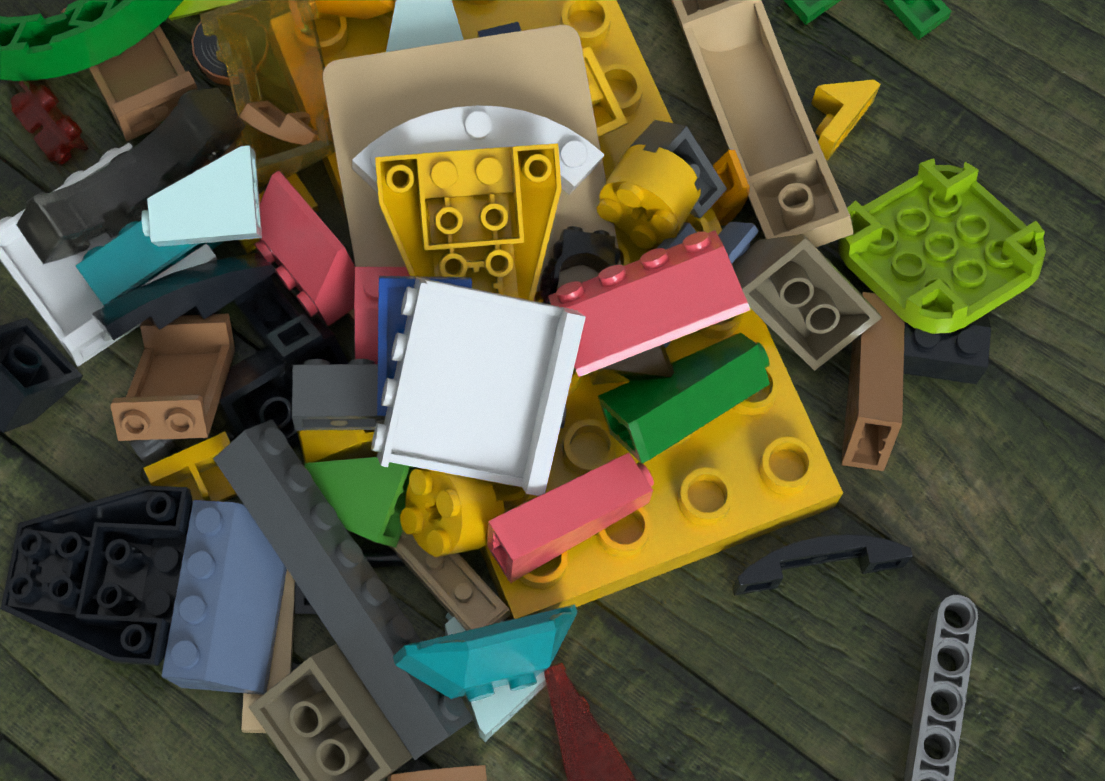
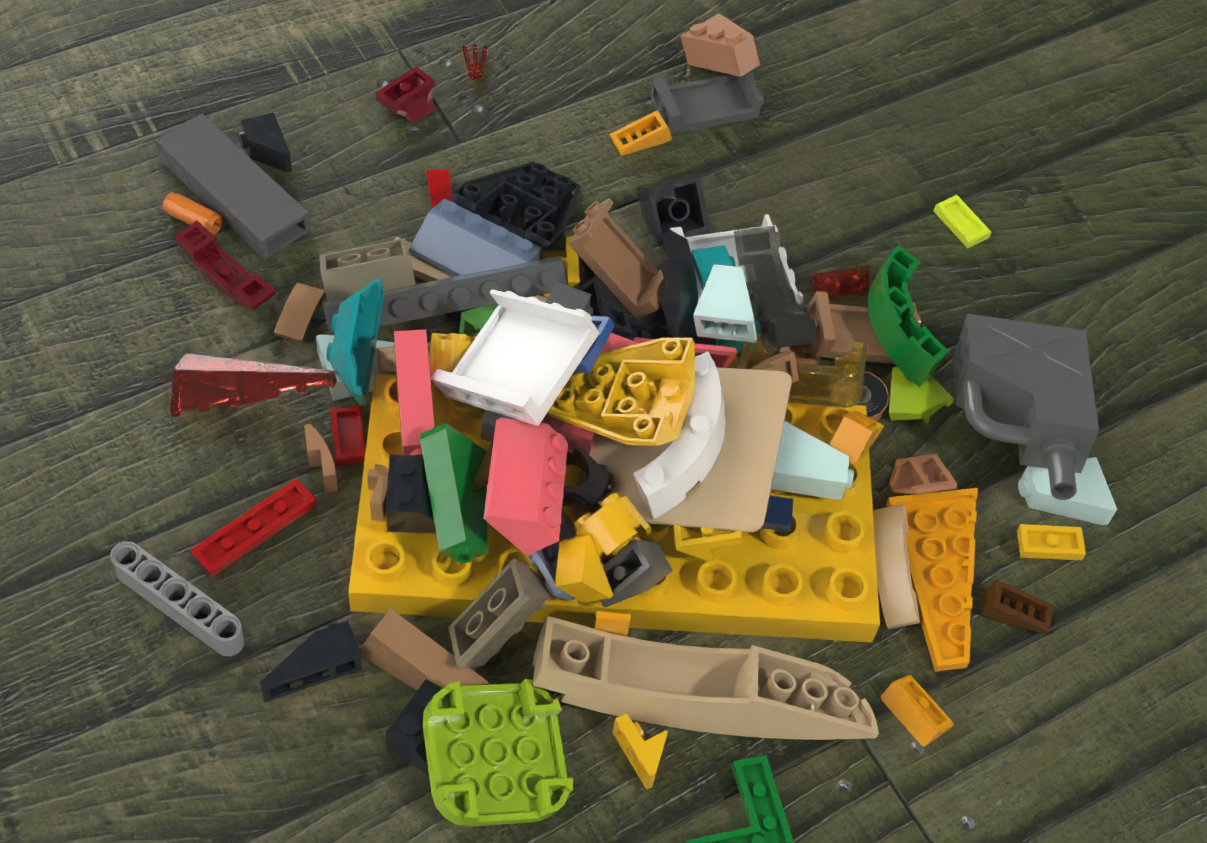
camera: 115 degrees right, 15 degrees down
(124, 711) = (439, 186): none -> red piece
(601, 630) = (348, 435): none -> red tile
(653, 647) = (320, 456): none -> medium nougat slope
(696, 511) = (379, 483): none -> medium nougat slope
(708, 460) = (408, 496): none -> black slope
(721, 207) = (581, 571): none -> yellow slope
(796, 670) = (253, 528): none -> red plate
(872, 552) = (304, 605): black slope -> none
(925, 499) = (320, 658): none -> black slope

